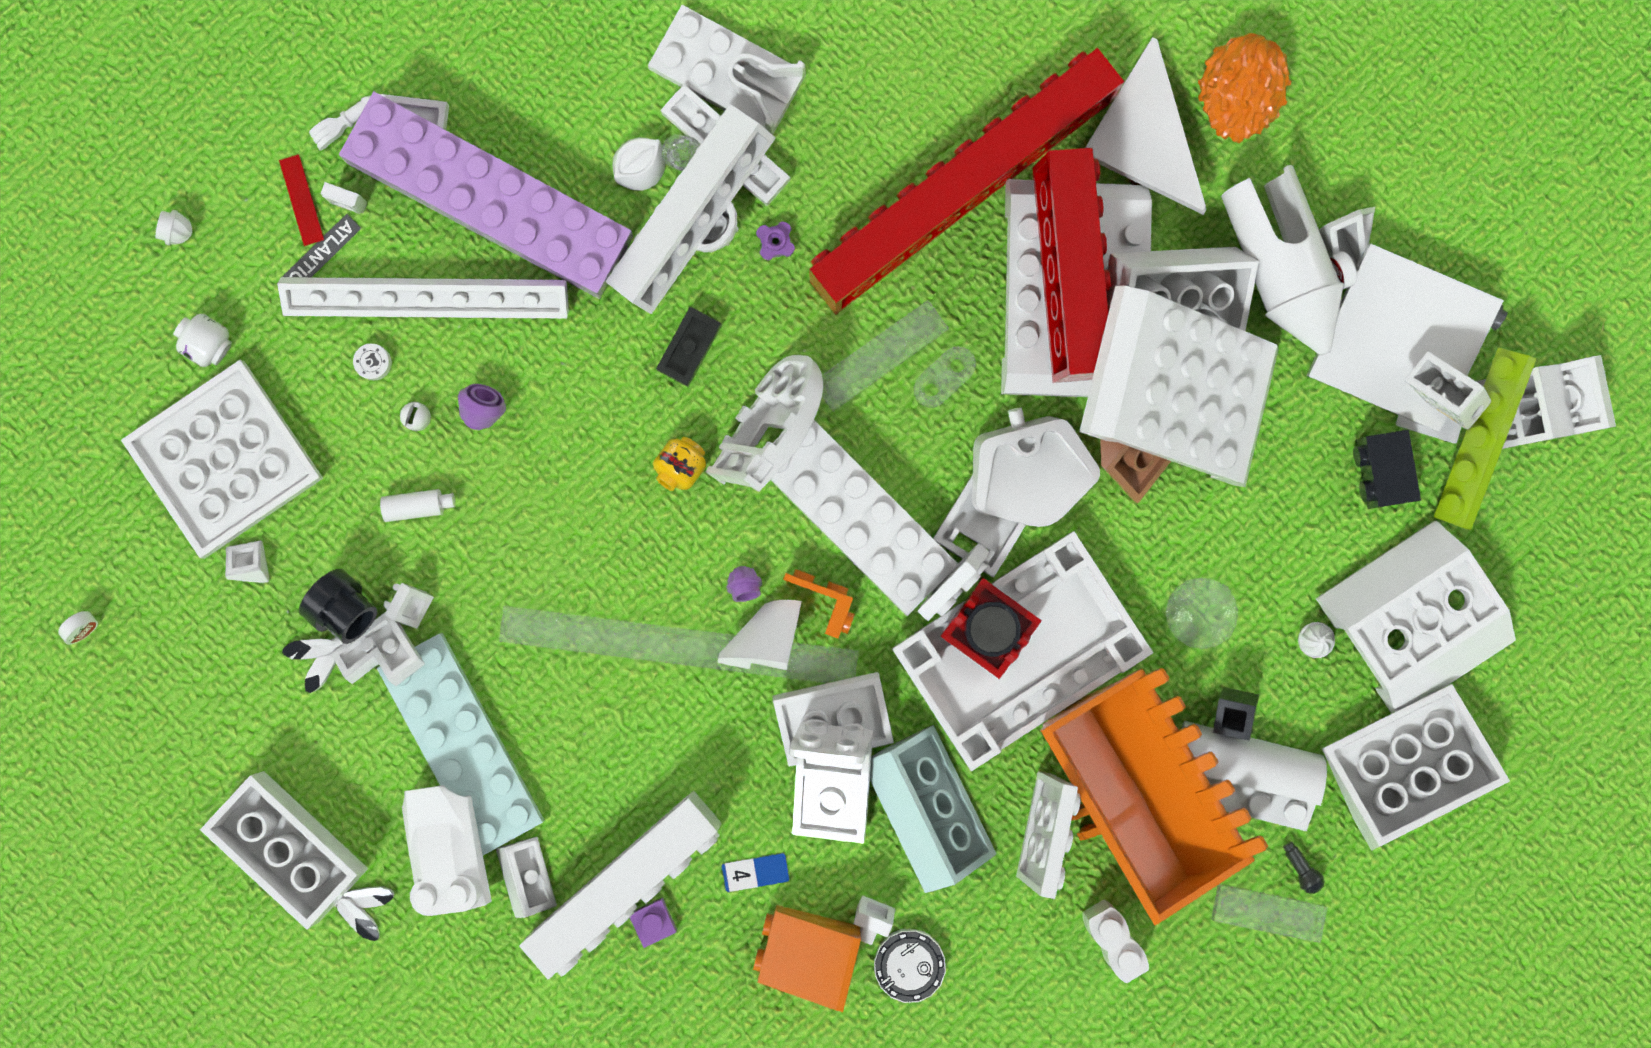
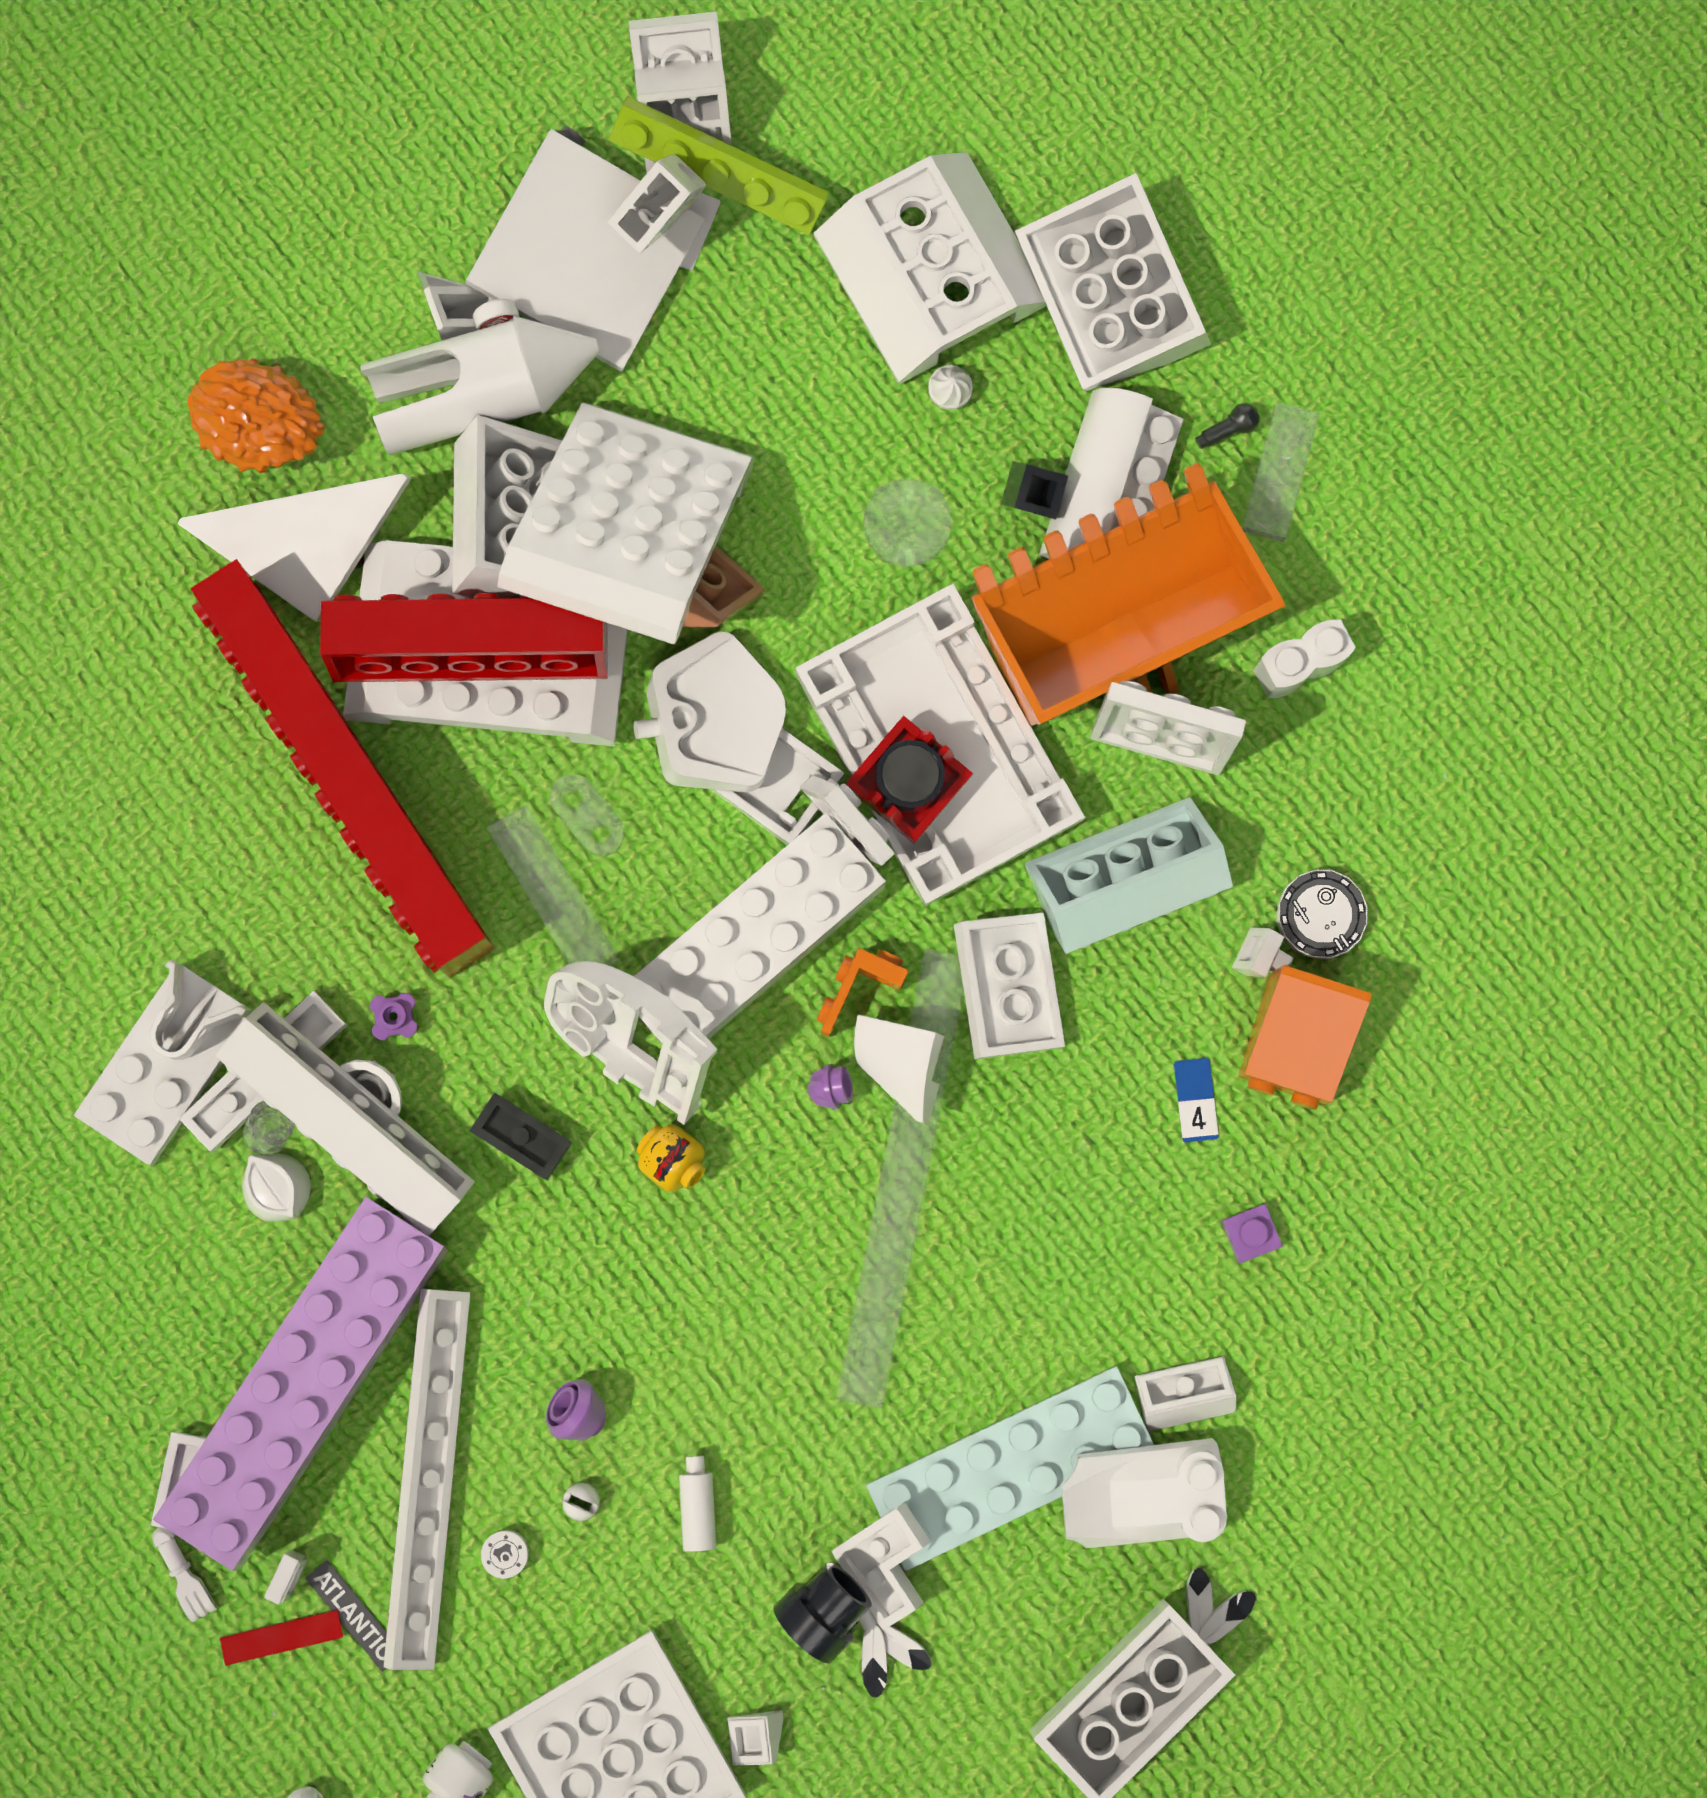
camera: 90 degrees left, 5 degrees down
(408, 605) = (826, 1523): white tile -> none
(622, 883) = (1201, 1266): white brick -> none
(831, 780) = (1086, 991): white bracket -> none
(1386, 469) = (747, 285): black brick -> none

